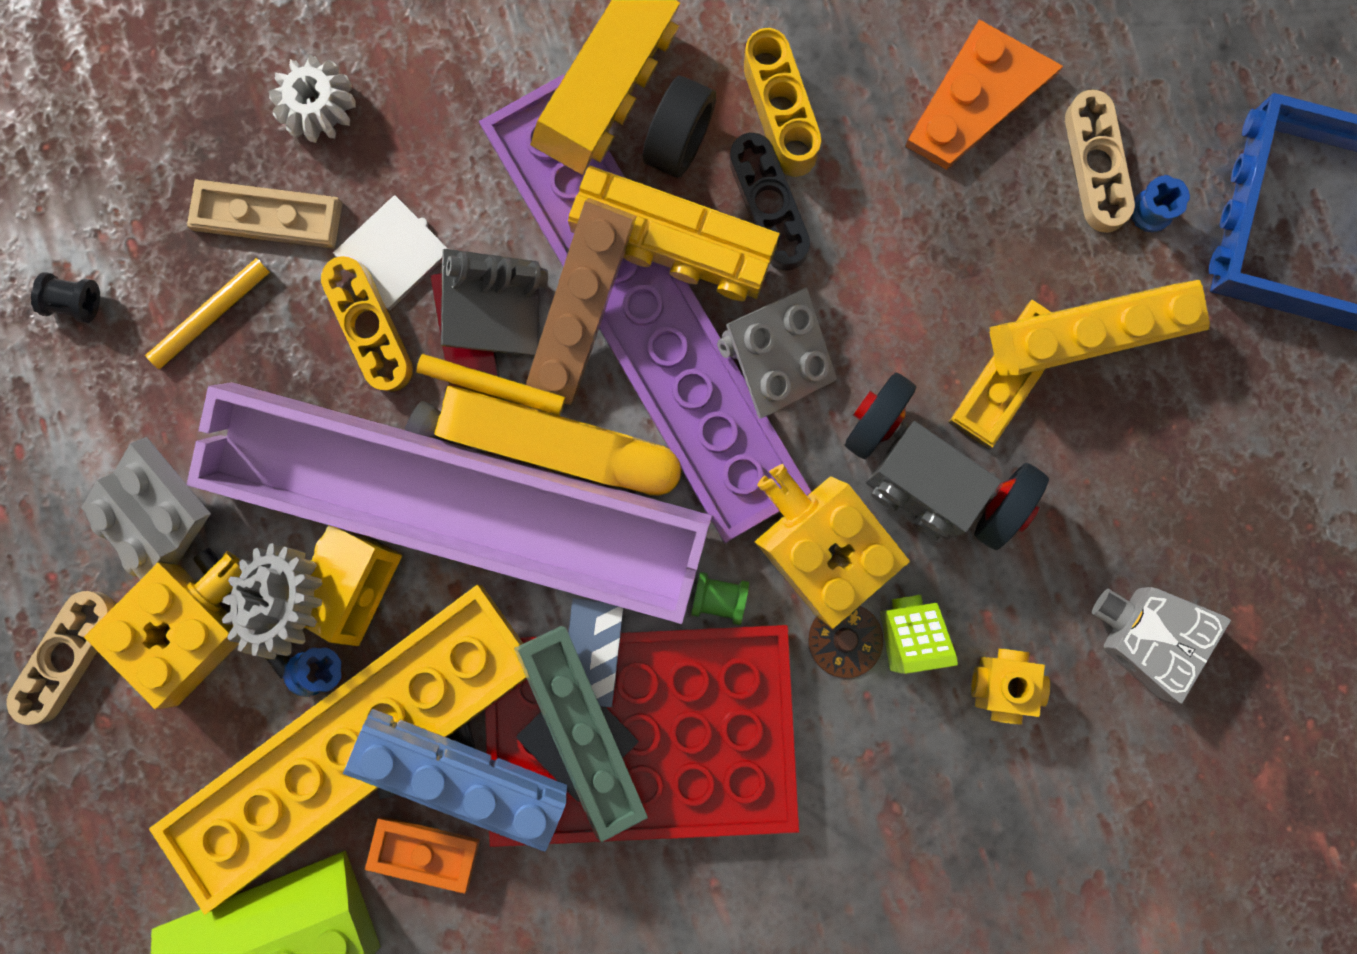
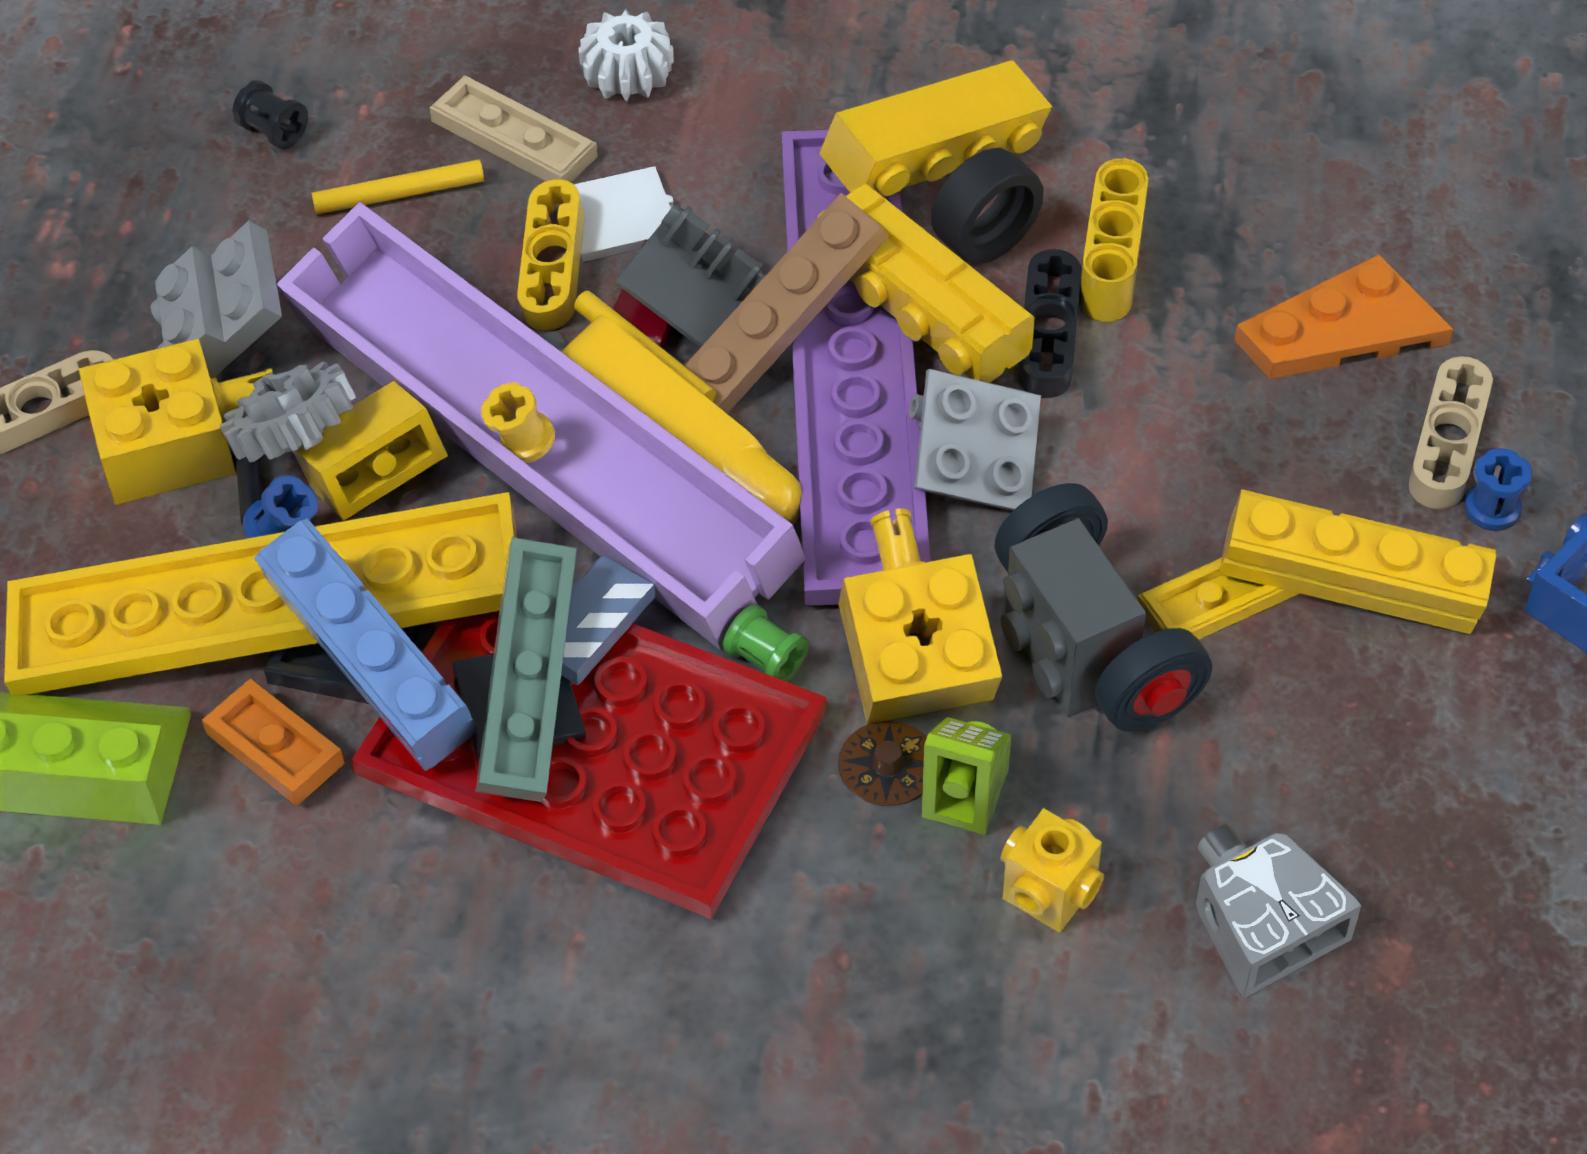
camera: 25 degrees right, 30 degrees down
(438, 517) = (514, 415): none -> yellow bush

